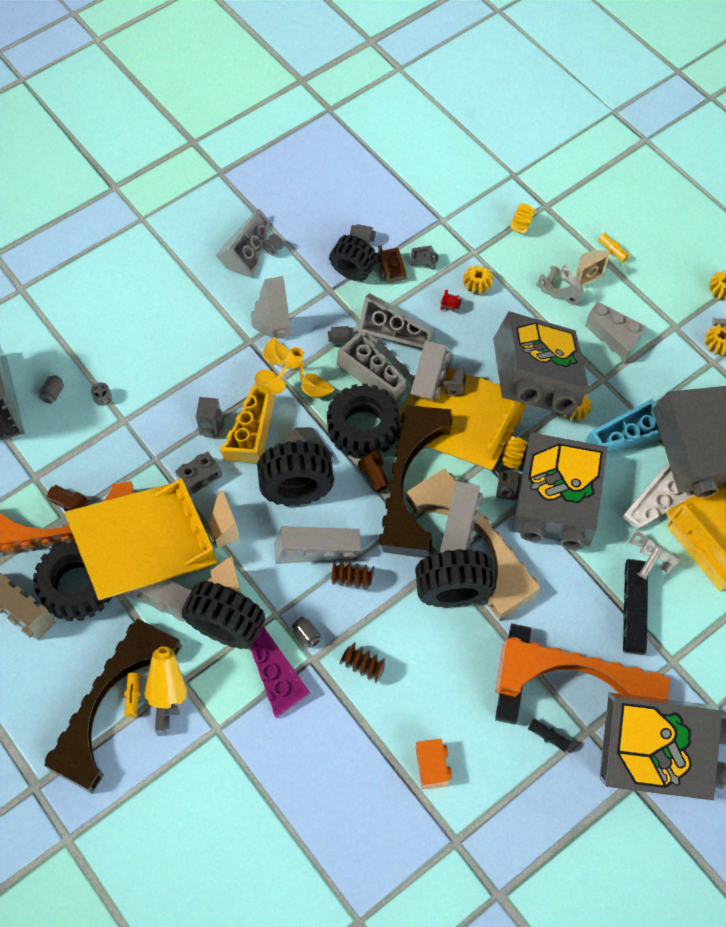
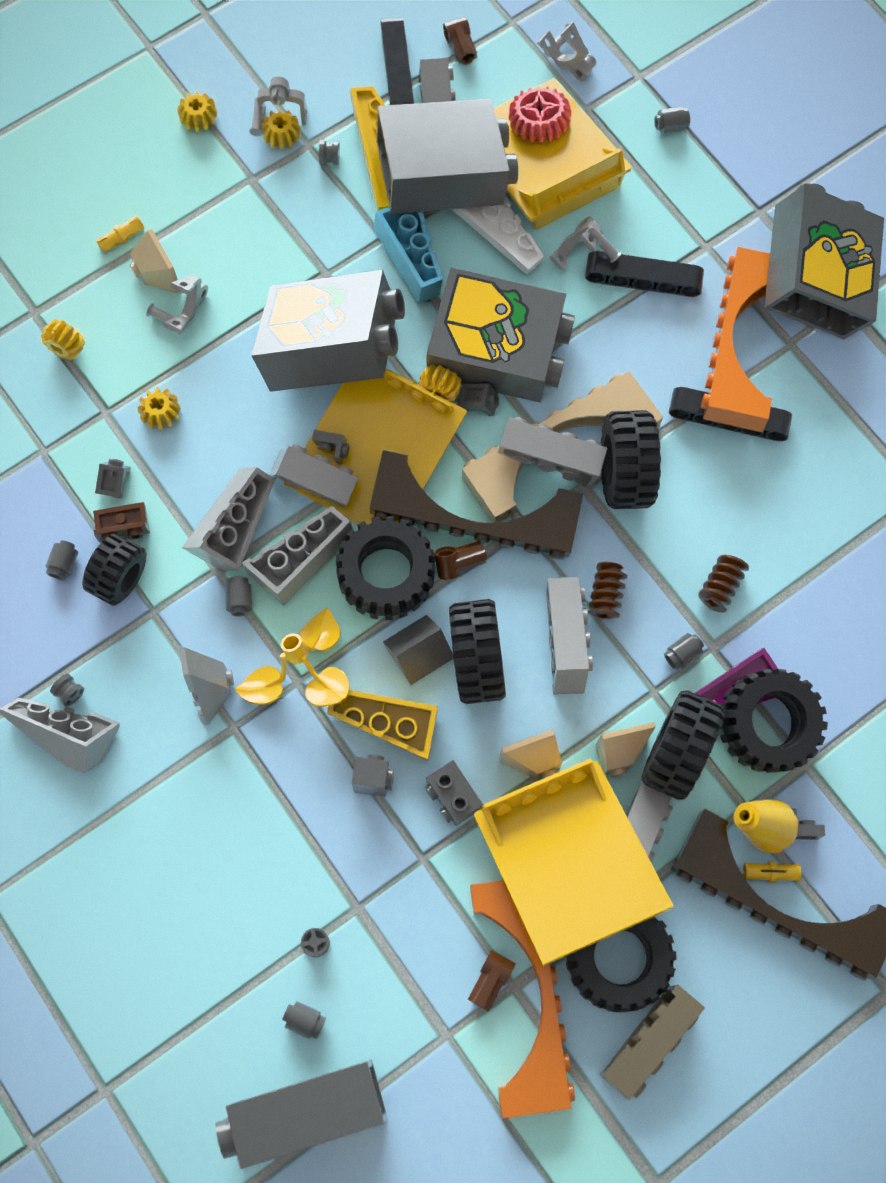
camera: 90 degrees left, 10 degrees up
(222, 679) = (805, 721): none -> black tyre
(432, 763) = (843, 510): orange brick -> none
(450, 301) = (193, 447): red brick -> none
(549, 735) = (801, 382): black pin -> none
(615, 329) = (258, 246): light grey wedge -> none
(706, 372) = (329, 152): none -> dark grey wheel

